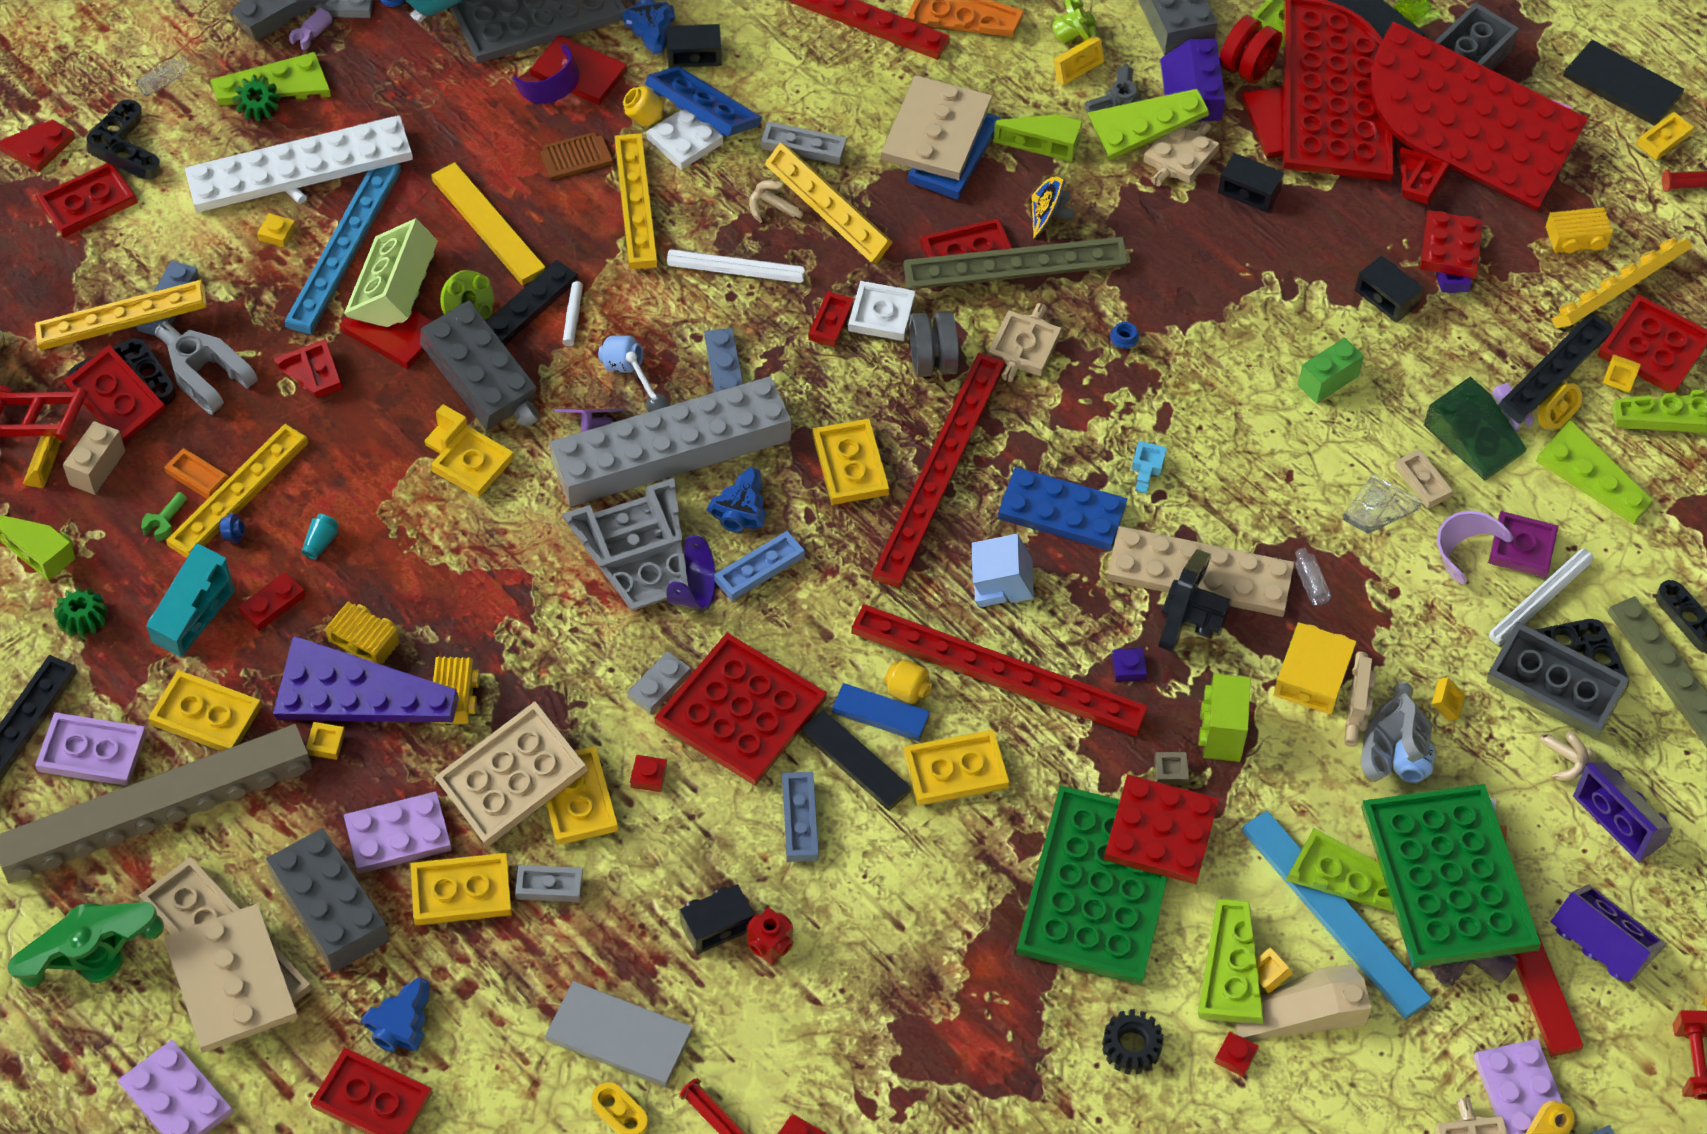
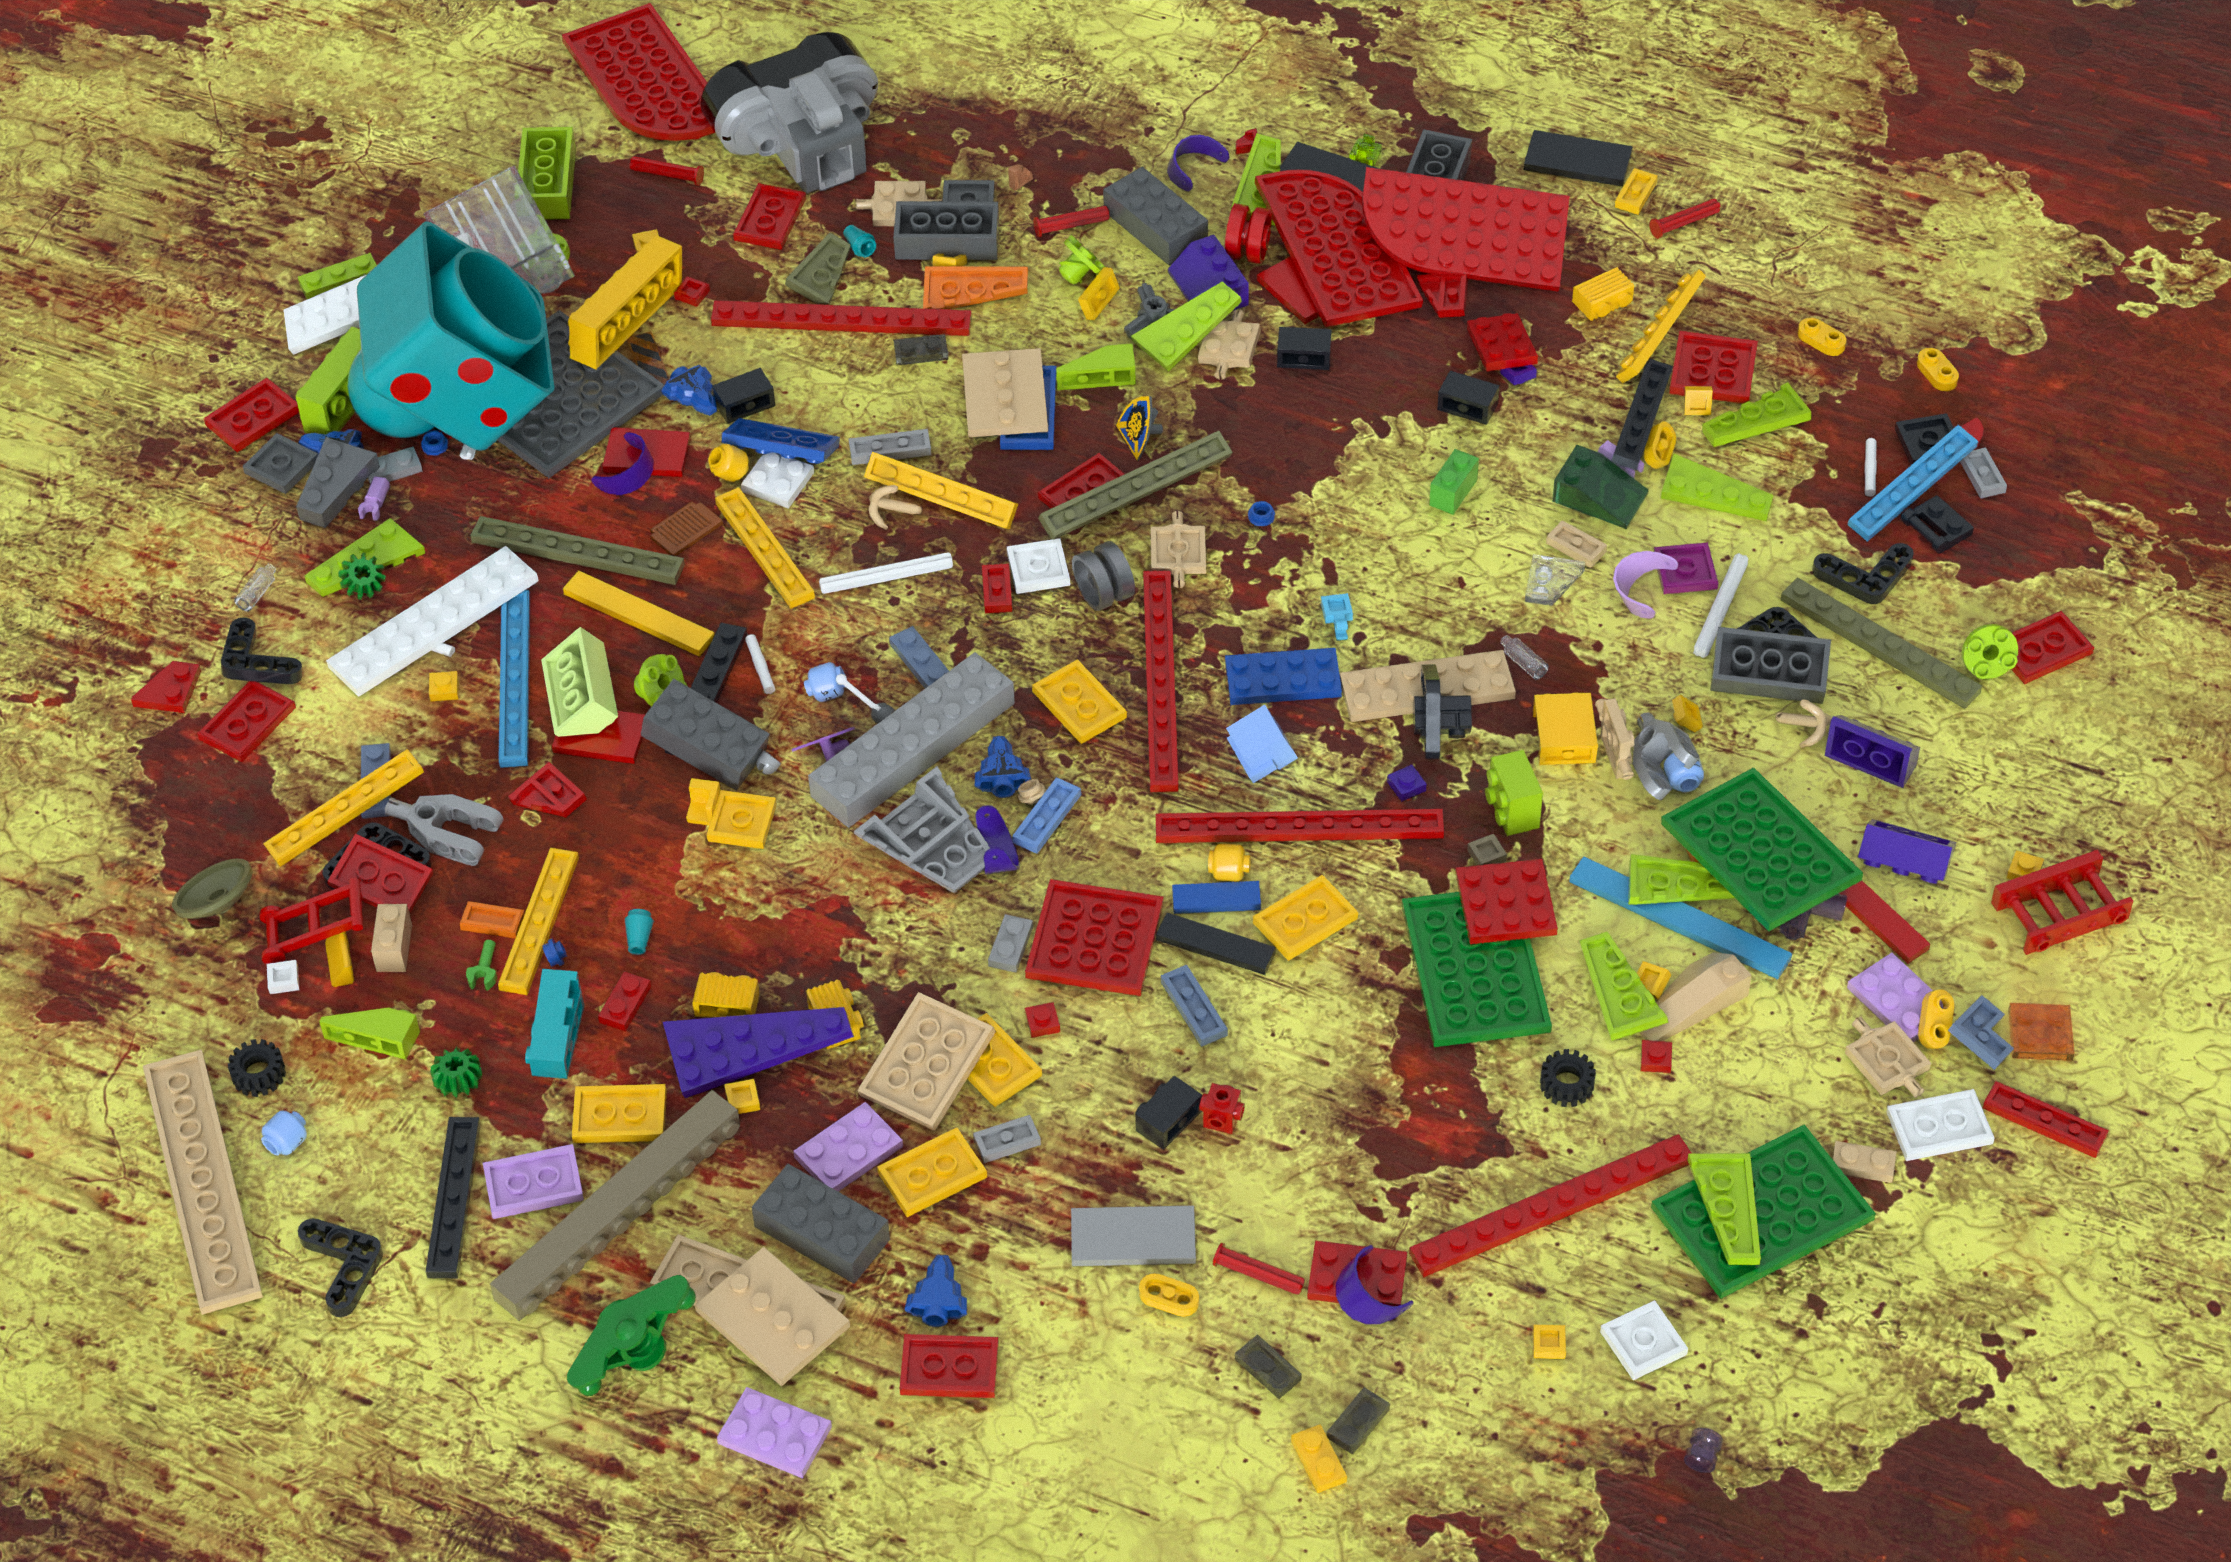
camera: 20 degrees left, 5 degrees down
(465, 143) = (578, 550): none -> olive plate
(756, 535) = (1031, 791): none -> tan plate
(883, 57) = (920, 349): none -> clear smoke plate

